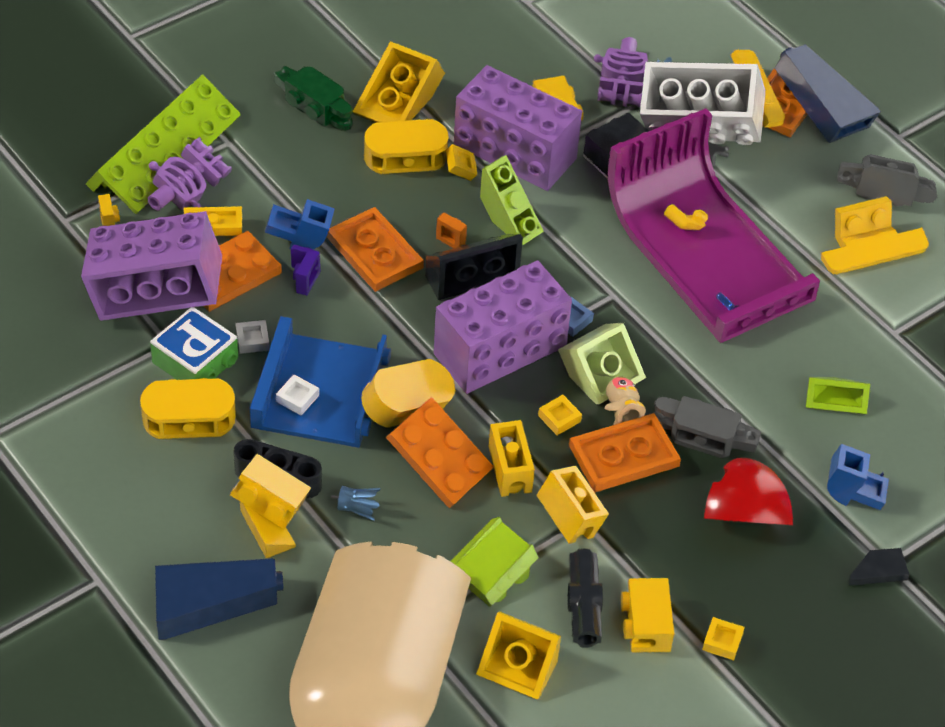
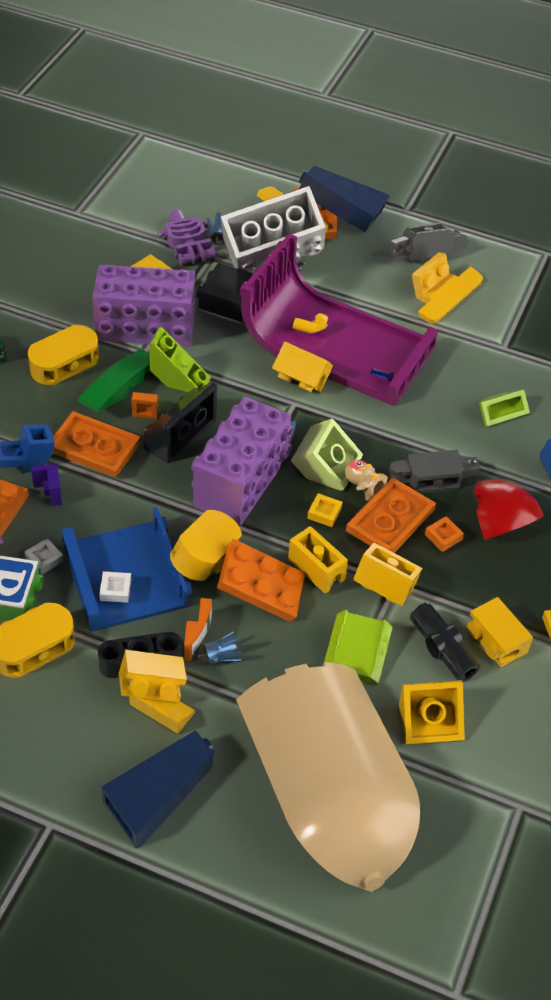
camera: 30 degrees left, 0 degrees up
(347, 473) = (197, 631): none -> orange slope
(399, 85) = (26, 310): yellow slope -> none
(436, 196) = (116, 381): none -> green slope
(461, 162) = (113, 349): yellow plate -> none
(641, 259) = (302, 367): none -> yellow brick
(668, 494) = (444, 533): none -> orange plate

